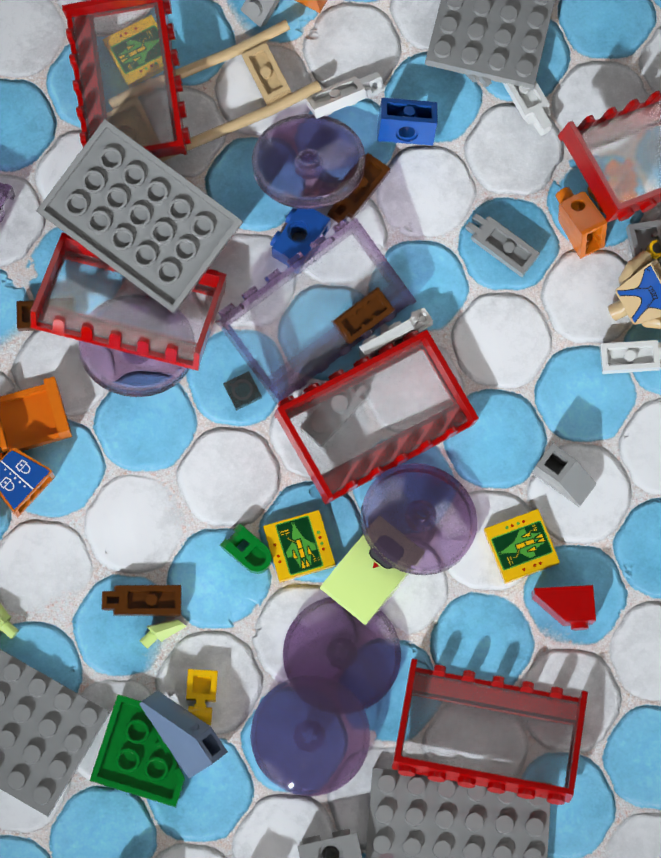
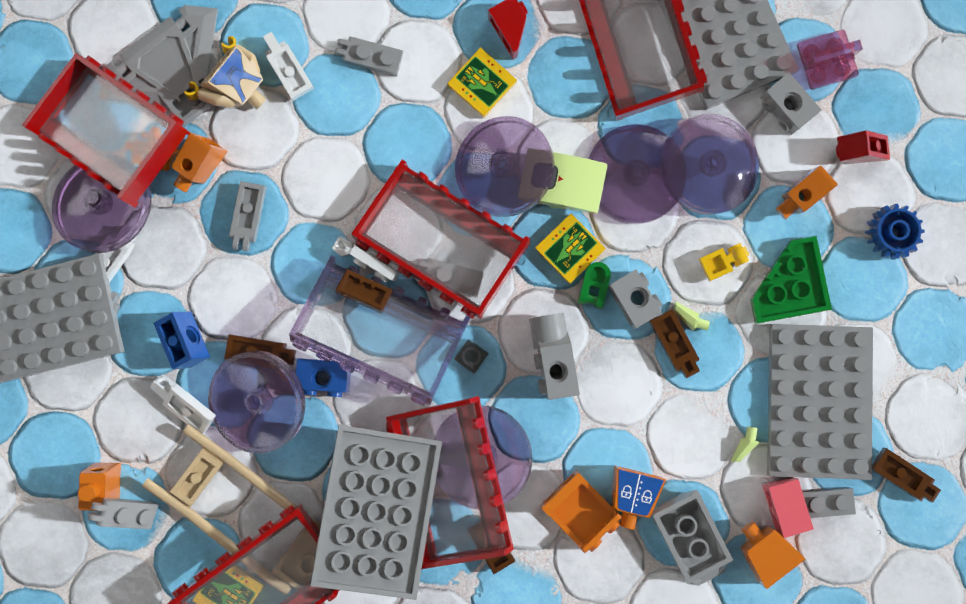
camera: 115 degrees left, 10 degrees up
(186, 736) = (762, 256): sand blue slope -> none
(196, 573) = (635, 314): none -> light grey brick
(203, 470) = (554, 347): none -> light grey brick
(229, 826) = (813, 186): none -> orange torso
(564, 475) = (411, 76): light grey slope -> none
(571, 94) = (94, 216): none -> clear purple dish
(609, 447) = (370, 55): none -> light grey hinge

